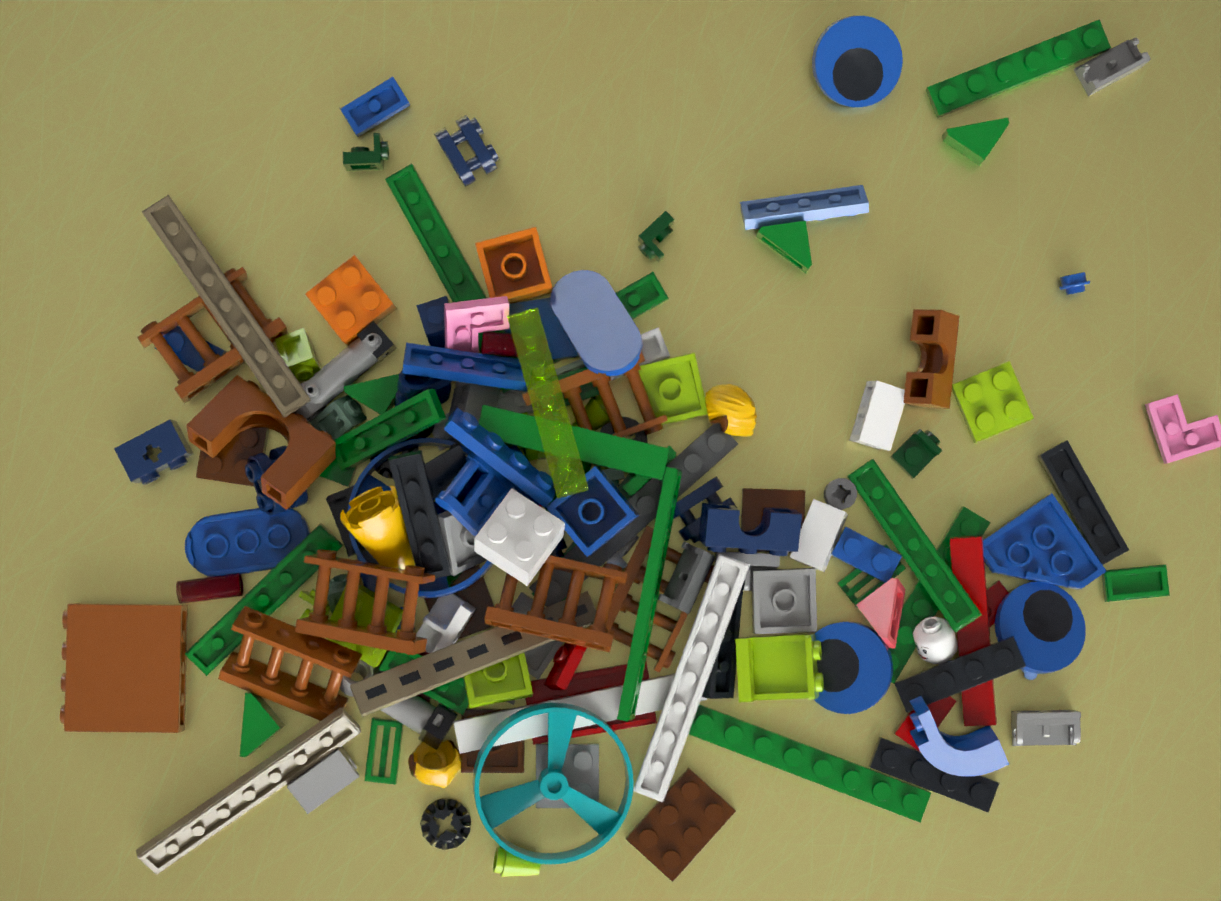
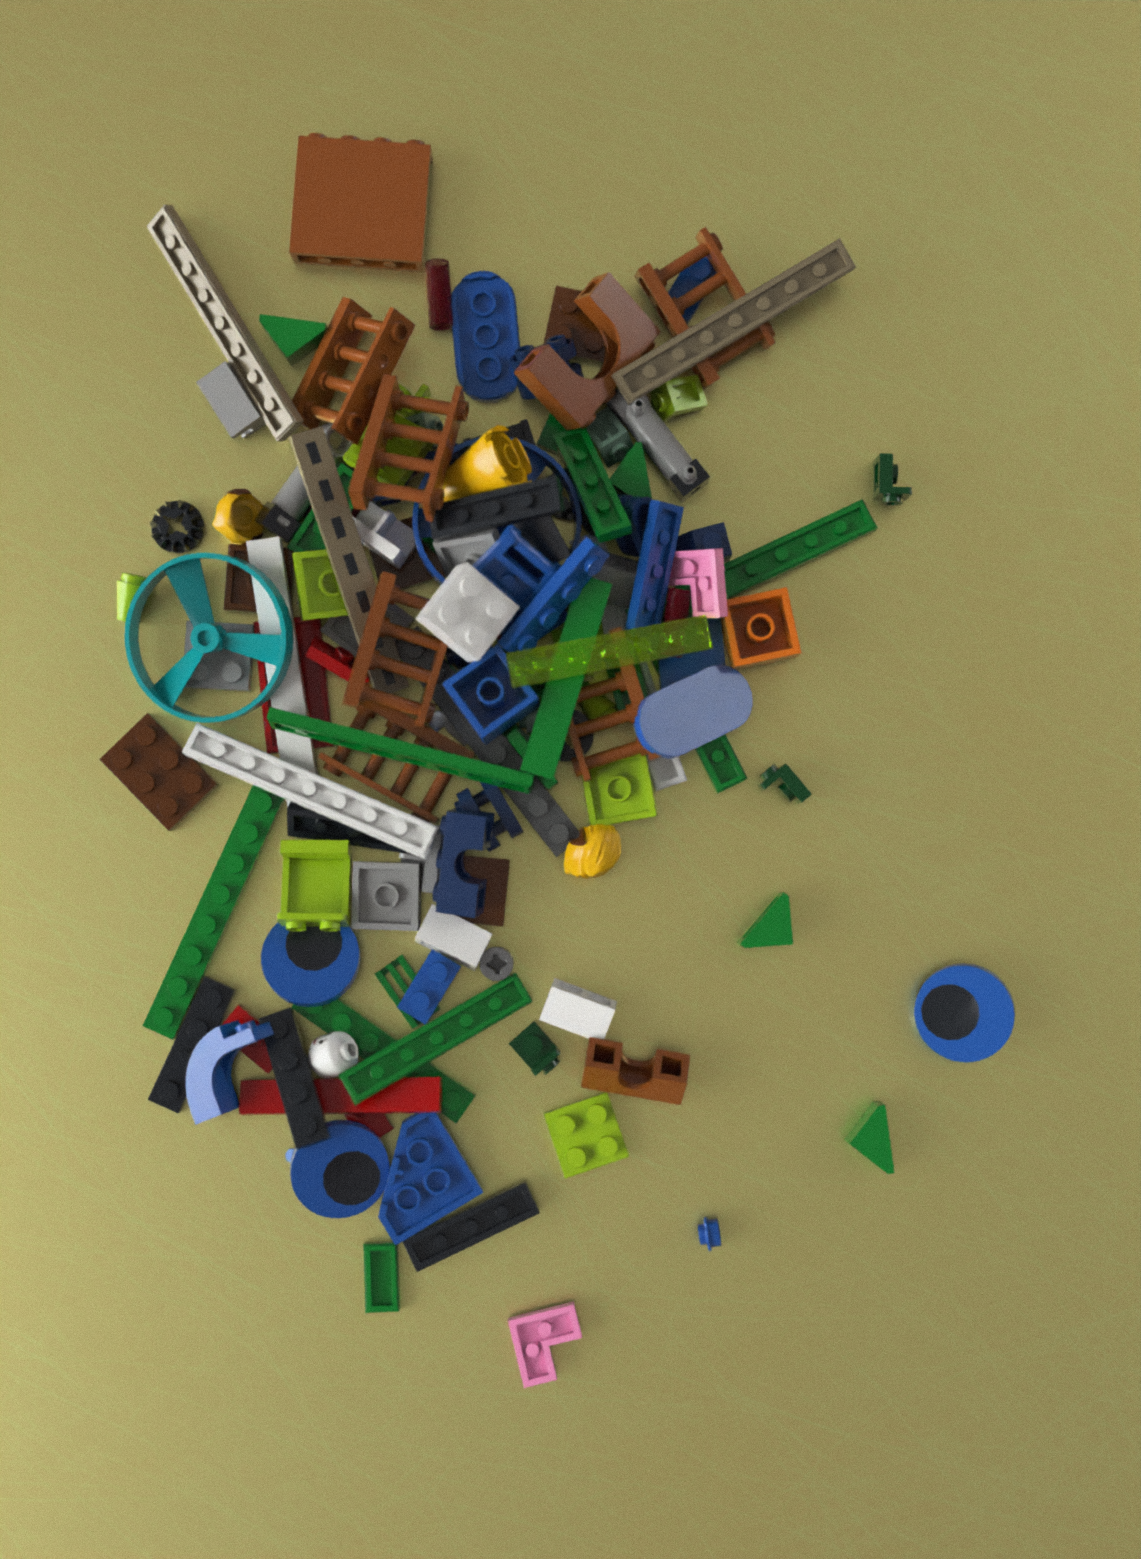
camera: 90 degrees right, 0 degrees up
(136, 452) = (584, 224): dark blue brick -> none
(263, 597) = (425, 349): green tile -> none
(350, 300) = (734, 455): orange brick -> none
(375, 106) = (940, 492): blue plate -> none
(387, 723) = (229, 462): green tile -> none
(470, 132) = (881, 605): dark blue brick -> none
(687, 578) = (414, 792): dark grey hinge -> none
(805, 207) = (808, 945): medium blue plate -> none
(884, 610) = (367, 1001): coral slope -> none
(1018, 68) = (948, 1189): green plate -> none
(1045, 727) = (234, 1167): light grey hinge -> none
(1111, 66) = (945, 1292): light grey hinge -> none

